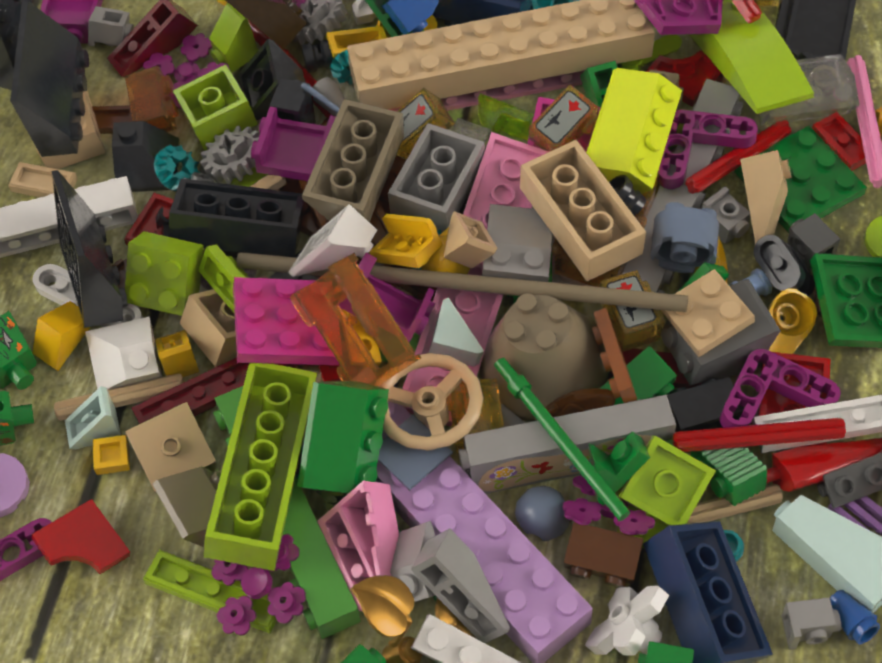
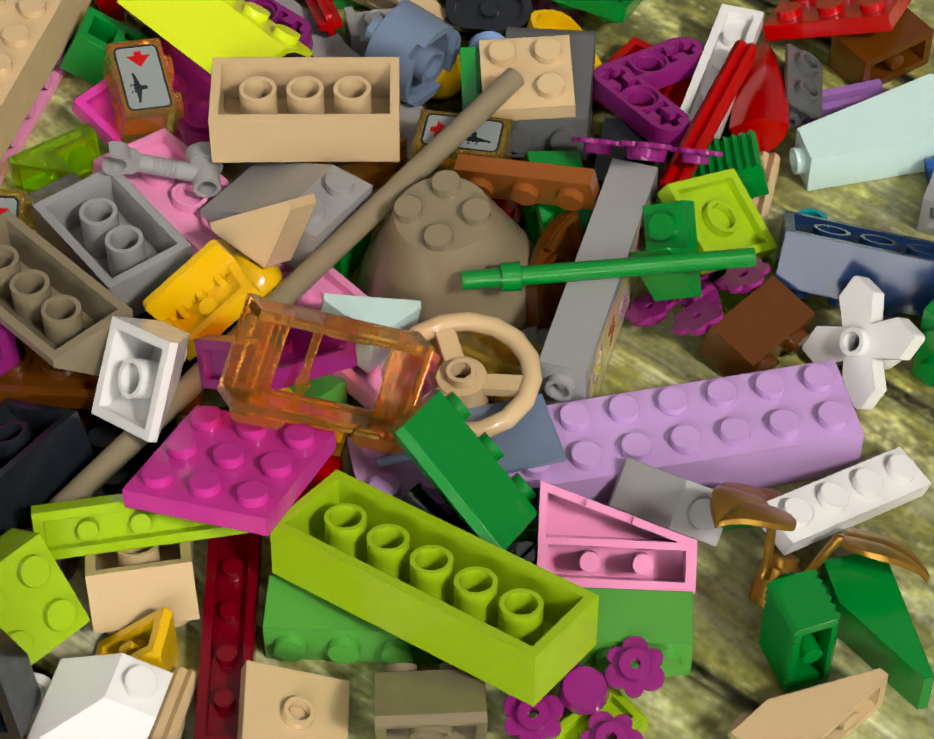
camera: 65 degrees left, 10 degrees down
(460, 584) = (735, 458): light grey slope -> none
(483, 144) = (196, 167): none -> light grey brick
(542, 512) = (655, 364): sand blue hair -> none
(682, 410) = (646, 150): none -> magenta plant

